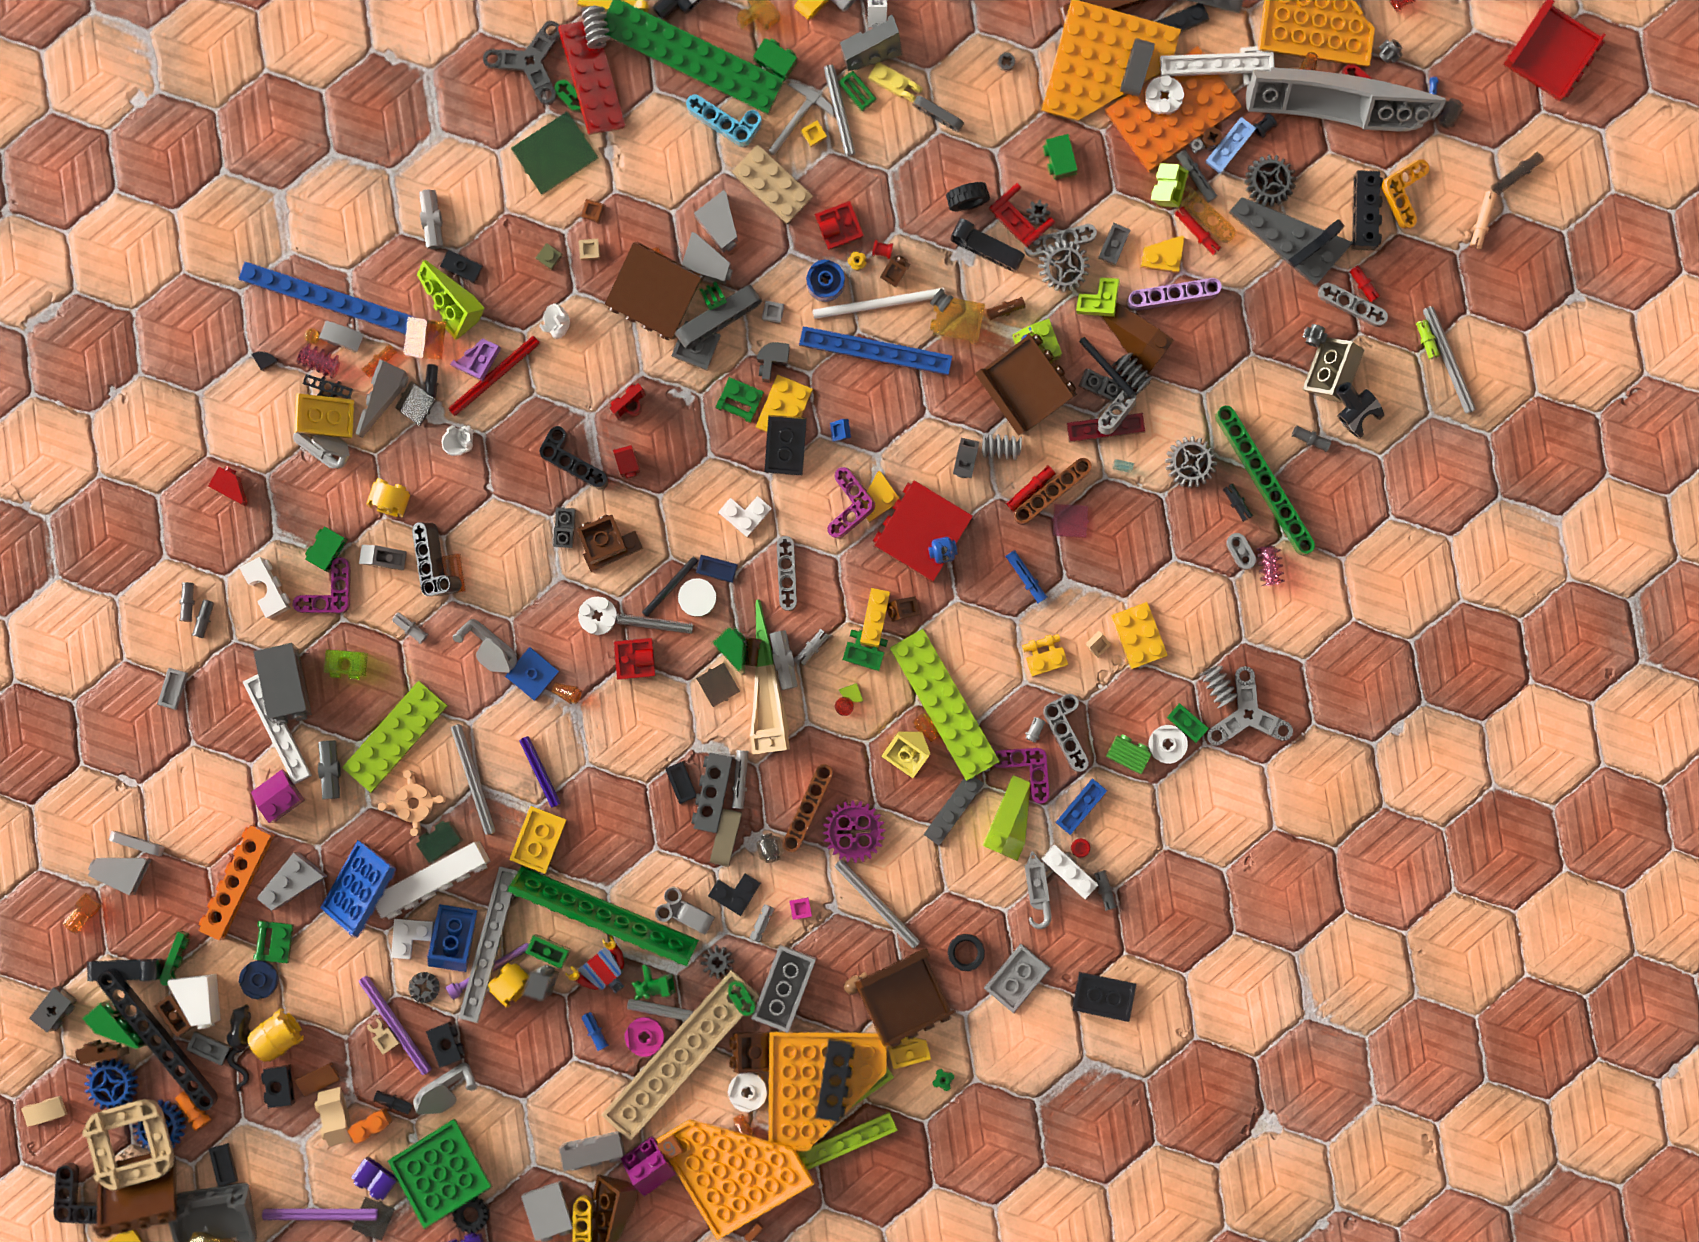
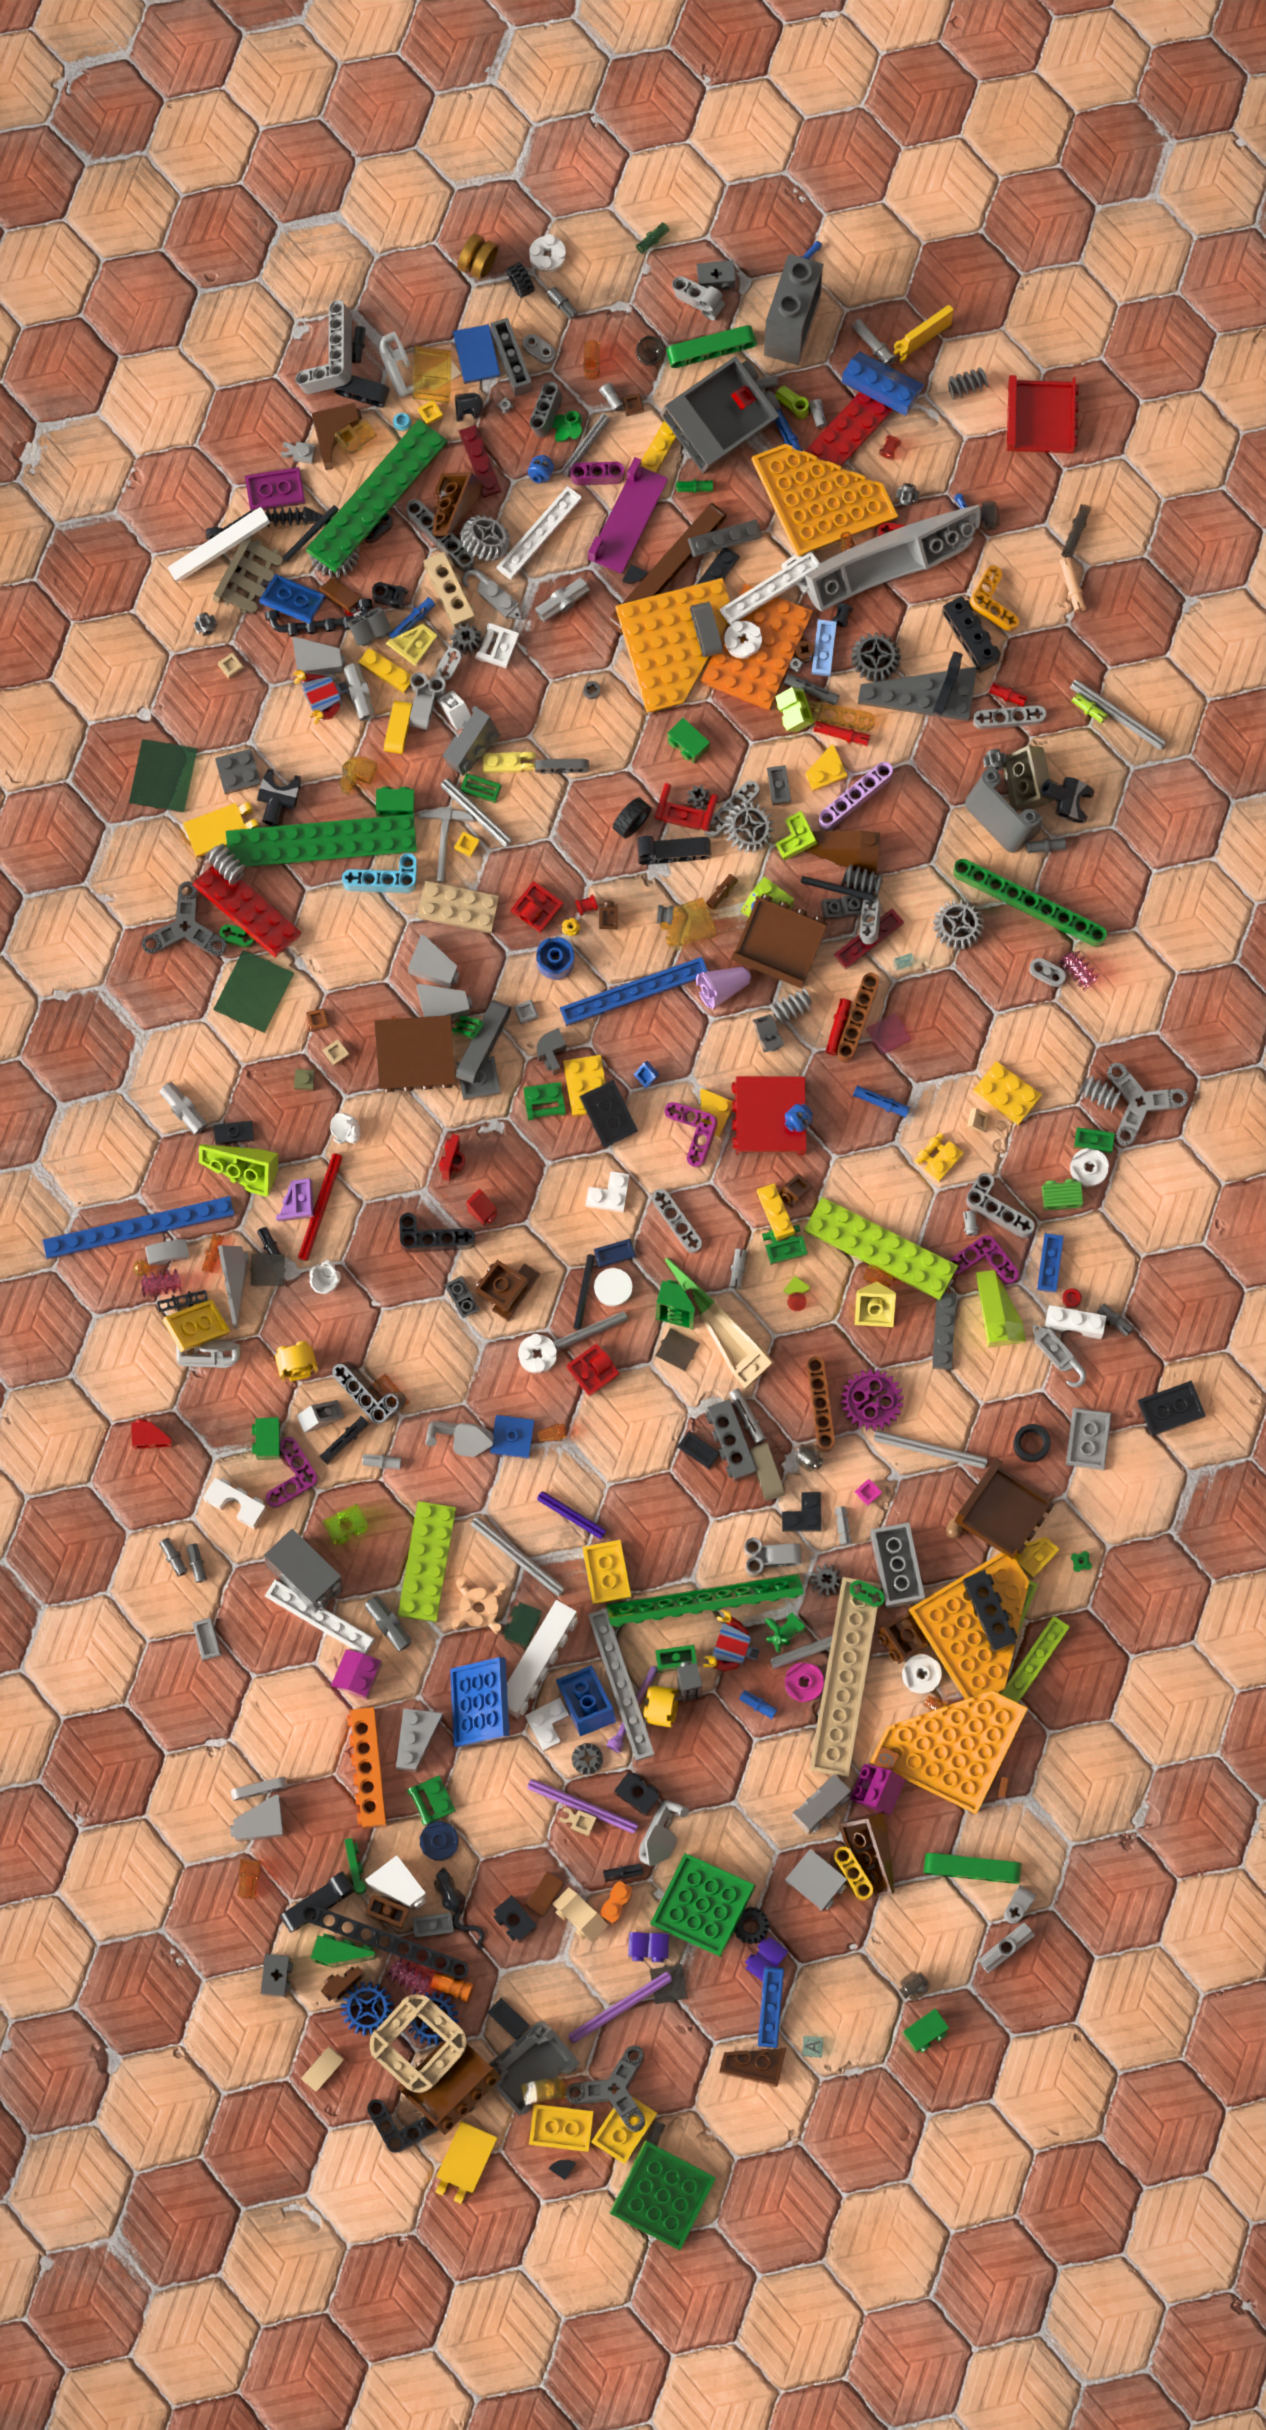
camera: 35 degrees left, 10 degrees down
(161, 1081) = (409, 1977): none -> clear pink piece
(264, 360) = (111, 1312): black tile -> none
(275, 1036) = (485, 1876): yellow piece -> none
(388, 590) = (349, 1434): none -> black pin
(424, 338) = (240, 1210): clear orange slope -> none
(783, 660) = (720, 1293): light grey piece -> none
(874, 304) = (609, 953): white piece -> none
(953, 391) = (721, 984): none -> lavender cone
(1238, 502) = (1018, 934): black pin -> none
(1285, 387) = (997, 815): none -> windscreen

